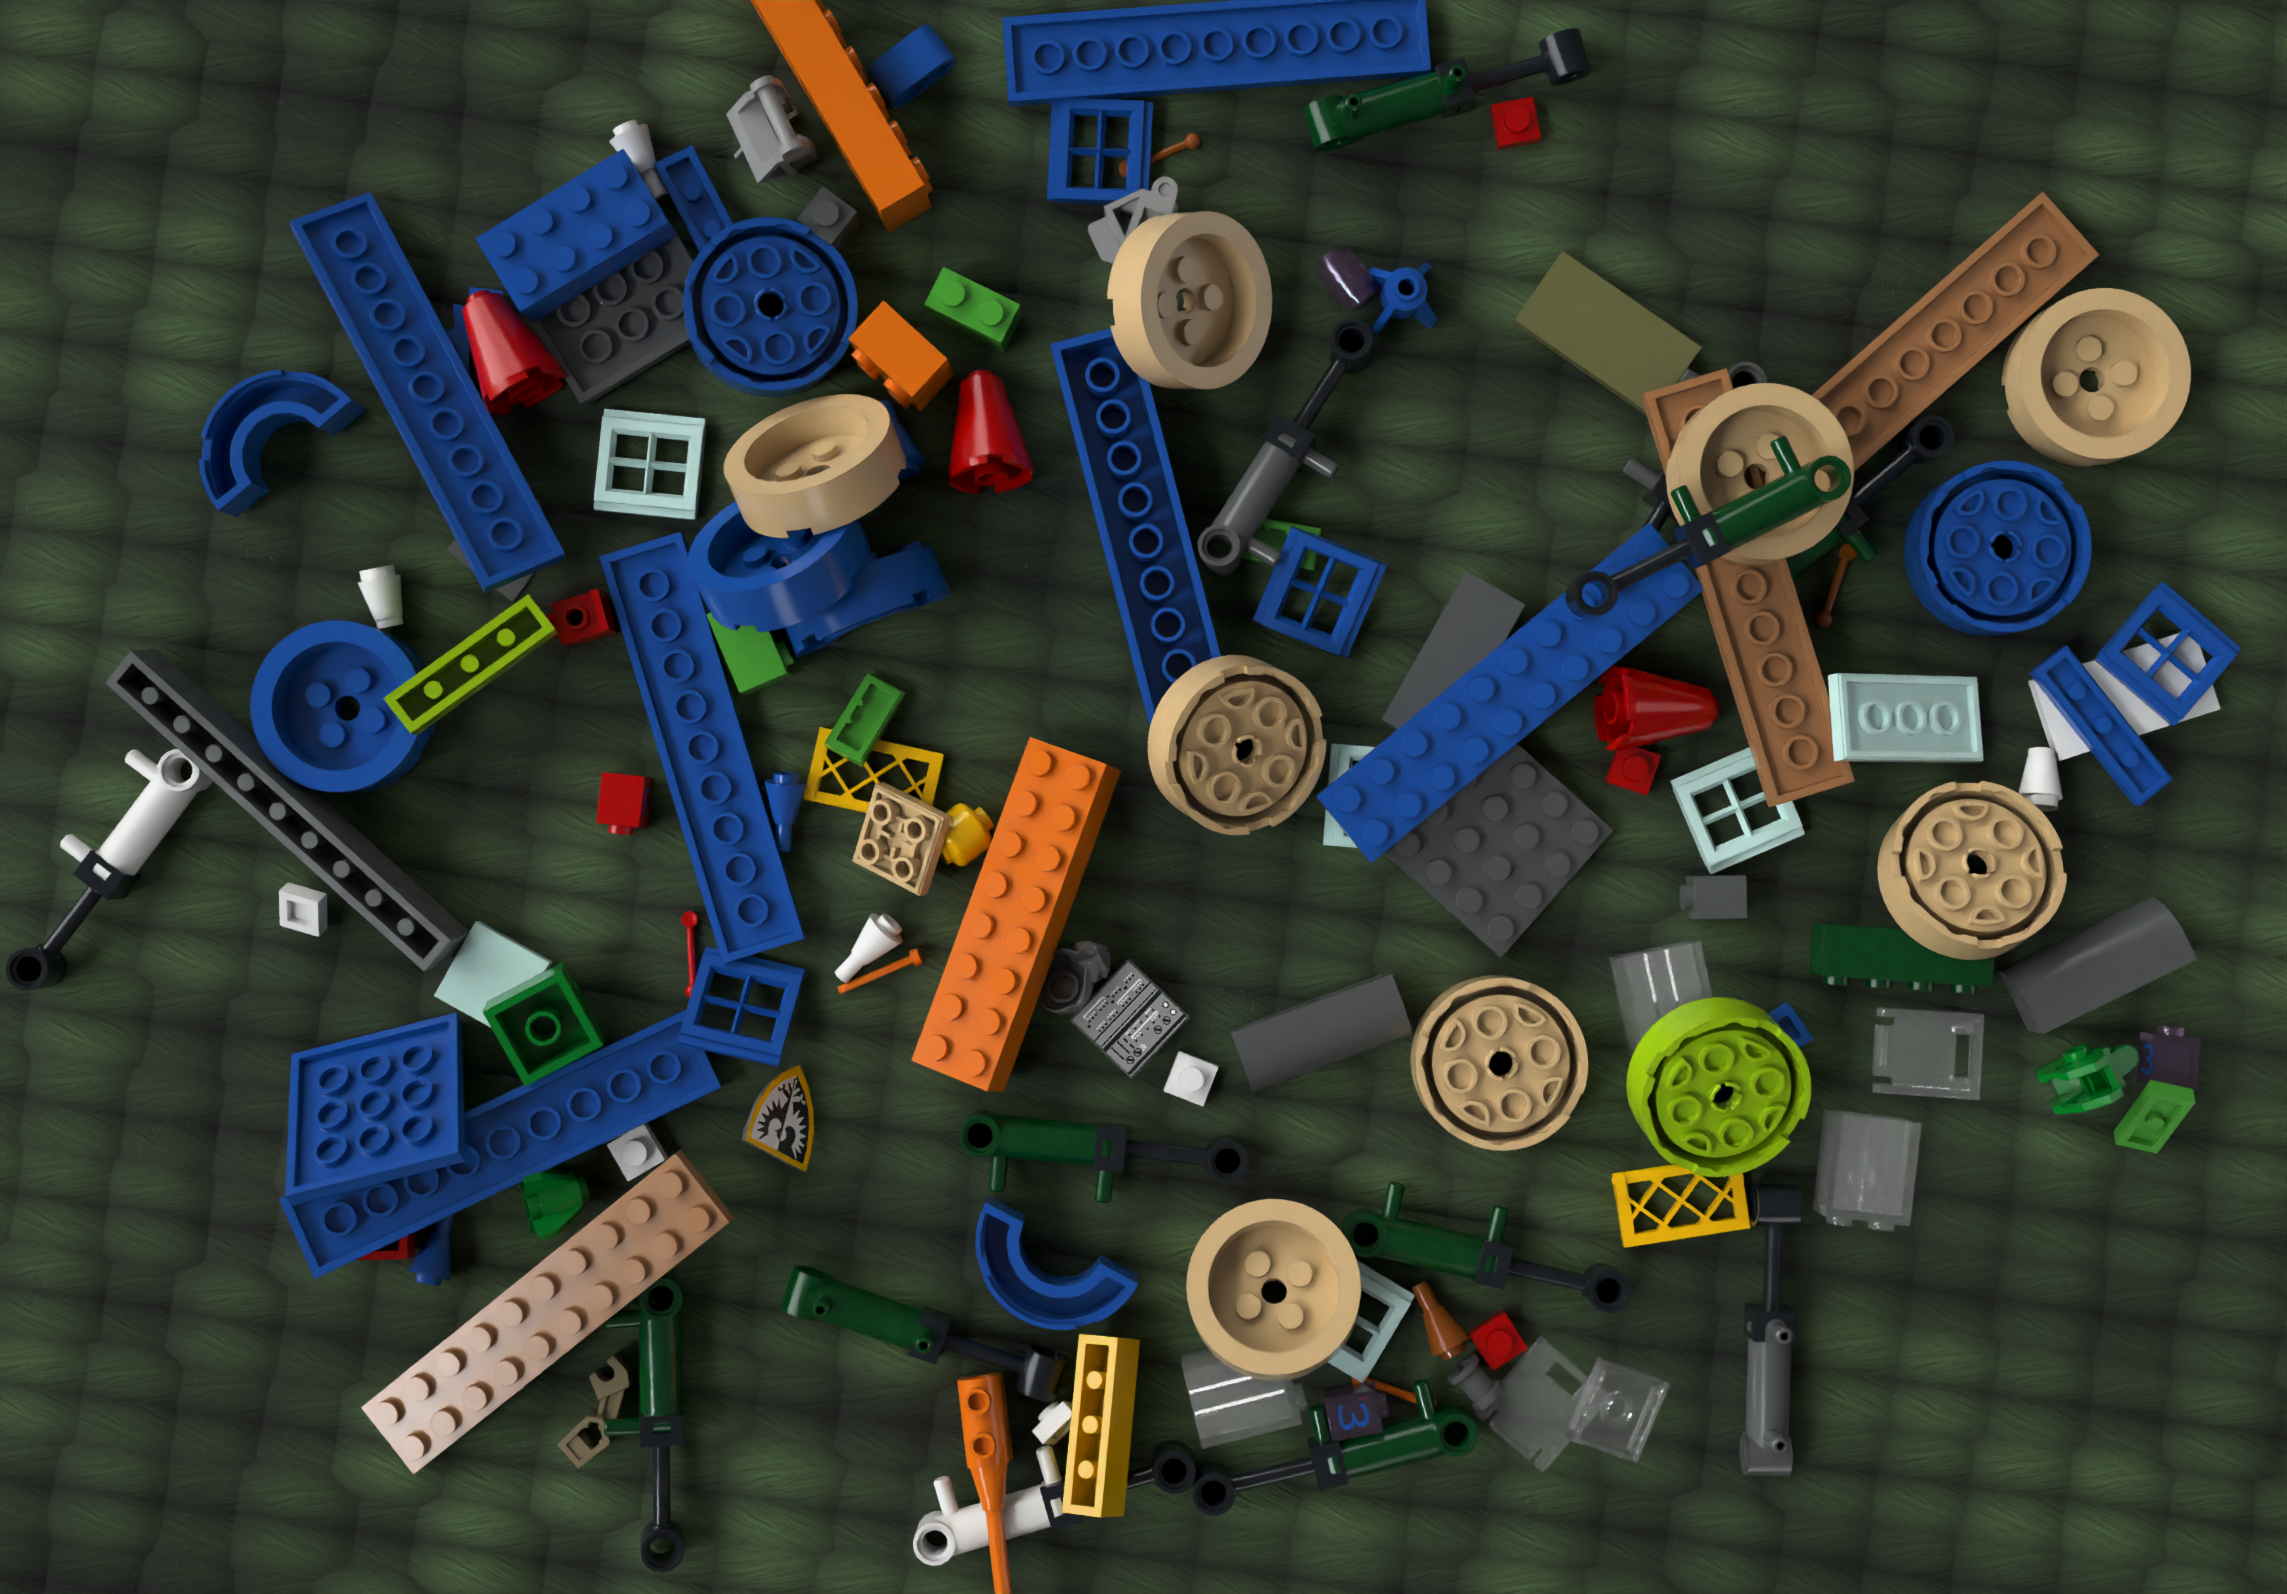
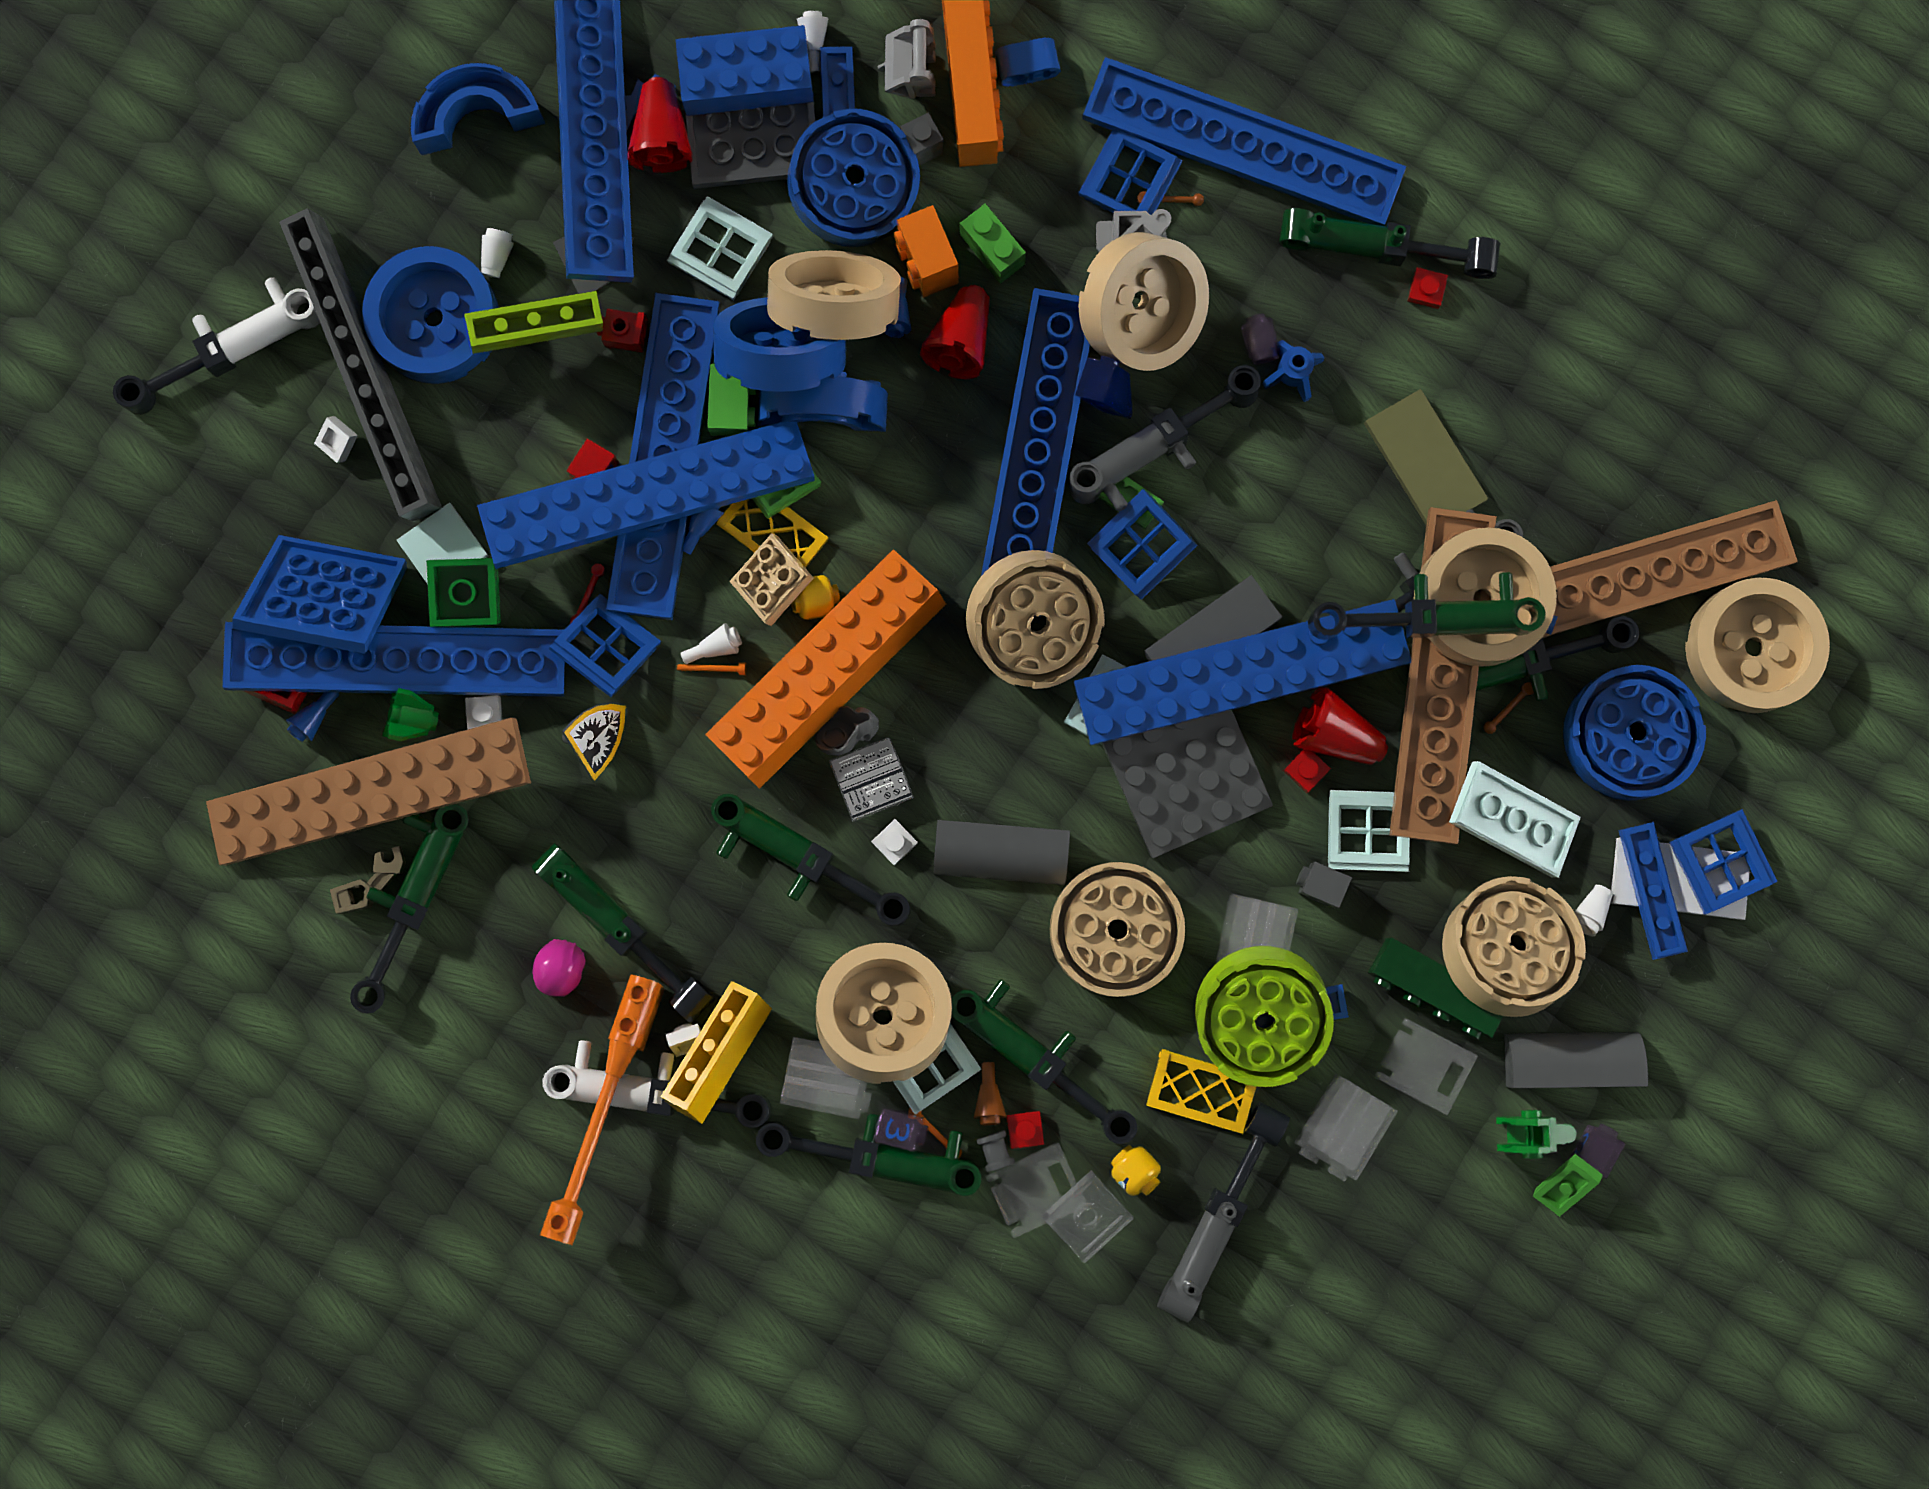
camera: 25 degrees right, 5 degrees down
(703, 808) = (645, 493): none -> blue plate
(868, 1407) = (558, 967): none -> dark pink hair
(1039, 1296) = (710, 936): blue brick -> none
(1191, 424) = (1106, 387): none -> clear blue slope
(1648, 1330) = (1135, 1170): none -> yellow head

